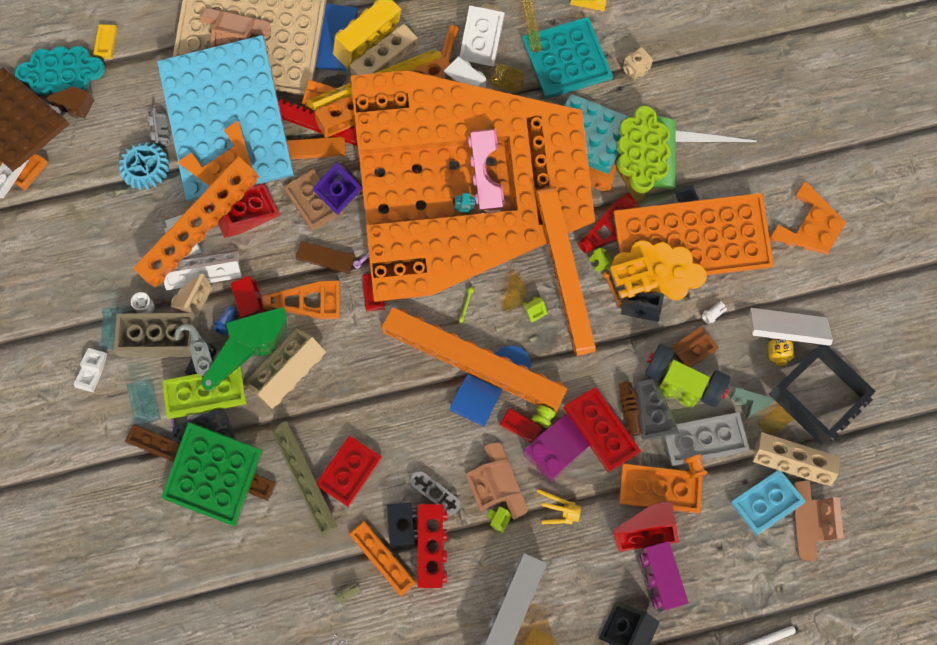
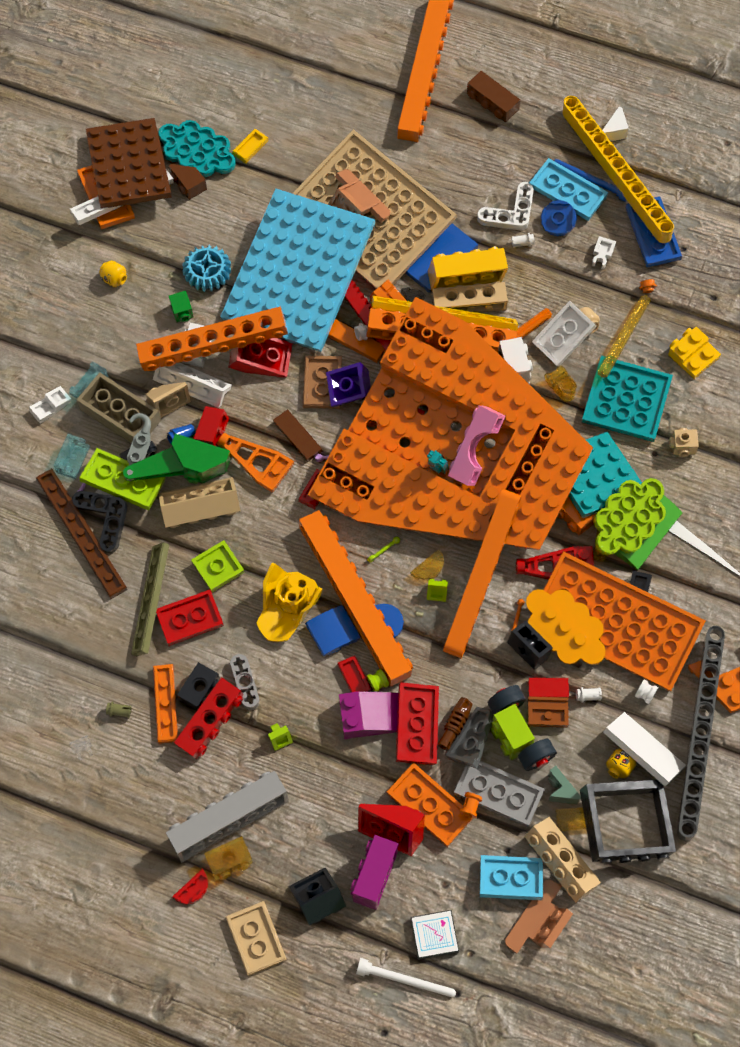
camera: 35 degrees right, 5 degrees down
(64, 221) = (113, 273): none -> yellow head
(142, 300) = (126, 378): white wheel -> none
(145, 212) = (181, 306): none -> green brick
(158, 121) = (244, 238): light grey hinge -> none
(212, 474) = (82, 546): green plate -> none
(215, 168) = (287, 303): orange wing -> none
(316, 137) = (360, 332): none -> white plate
(340, 411) = (217, 566): none -> lime plate
(424, 416) = (279, 614): none -> yellow piece
(496, 483) = (300, 707): nougat plate -> none
(569, 511) = (341, 771): yellow plant -> none
(604, 259) = (527, 585): lime tile -> none
(632, 271) = (537, 610): light orange plate -> none
(679, 328) = (548, 687): none -> red tile
(743, 592) = (434, 934): none -> white tile
(756, 280) = (646, 691): none -> white wheel
(821, 293) = (697, 740): none -> dark grey beam

